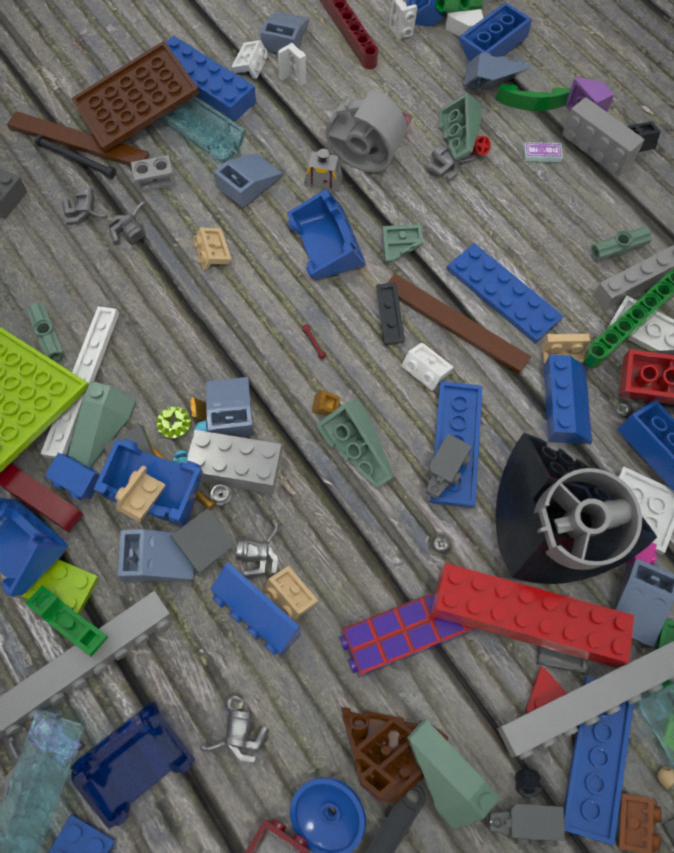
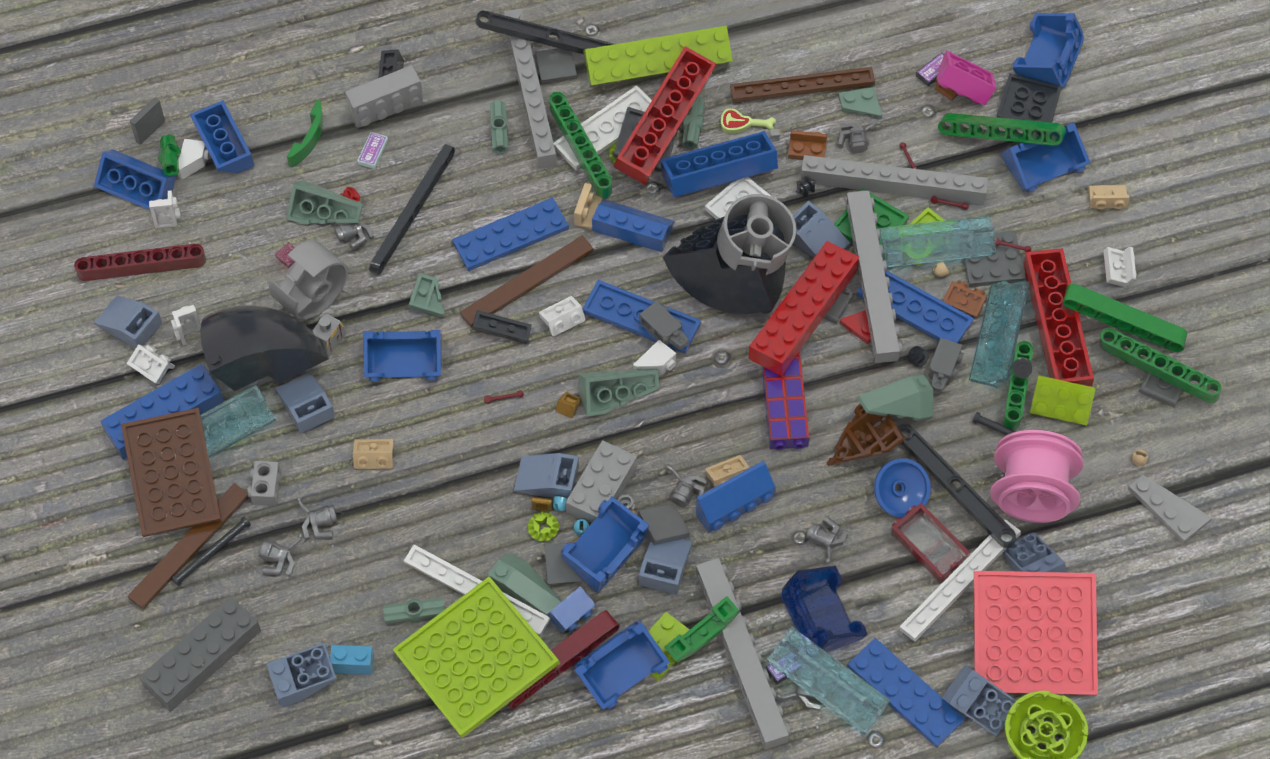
camera: 70 degrees left, 5 degrees down
(139, 494) = (612, 554): tan bracket -> none
(278, 106) = (255, 343): none -> black brick
(407, 473) = (657, 357): none -> white slope
(490, 70) = (272, 157): sand blue slope -> none
(505, 201) = (411, 209): none -> black beam
(593, 90) = (333, 90): medium lavender slope -> none

